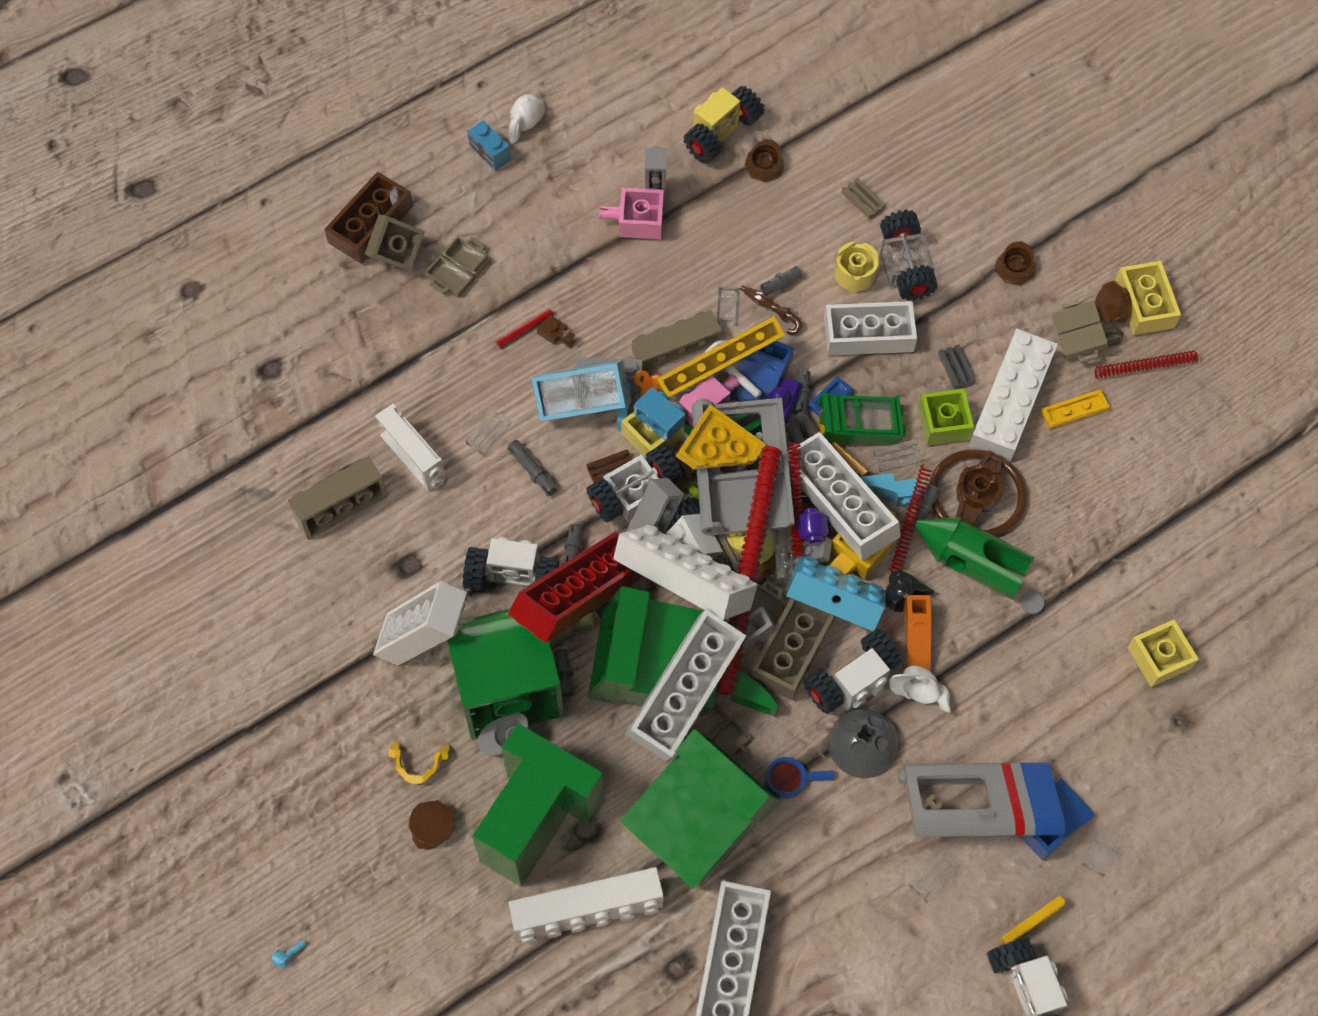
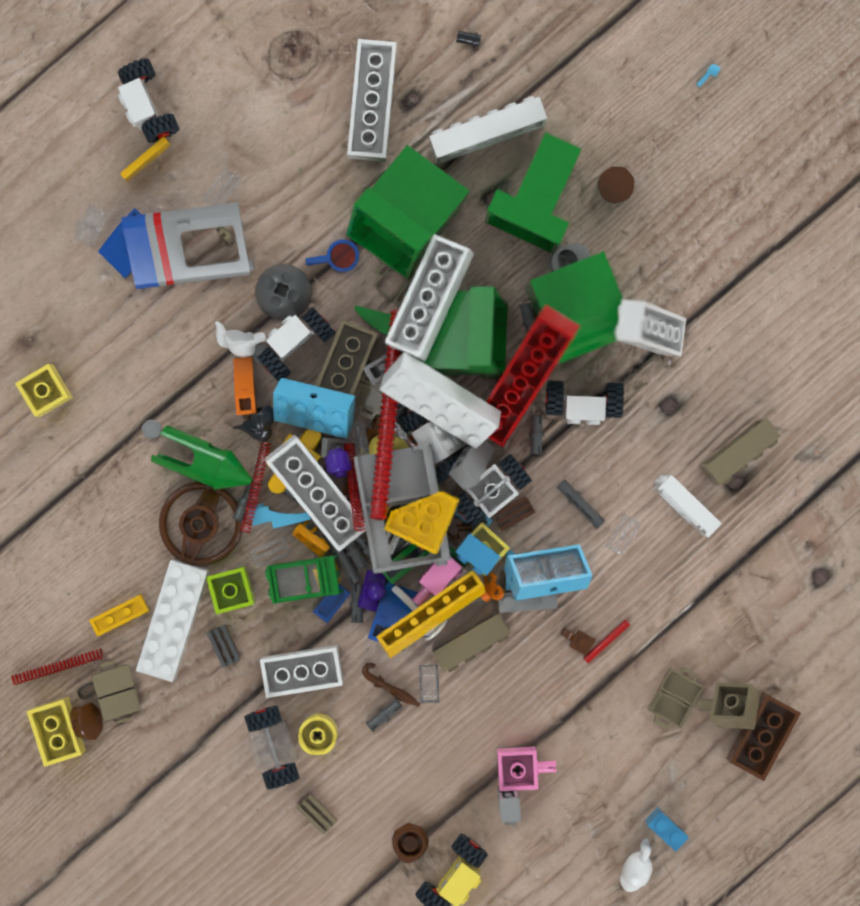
camera: 170 degrees right, 25 degrees up
(395, 752) = (634, 221): yellow helmet -> none
(1016, 263) = (174, 757): reddish brown hat -> none

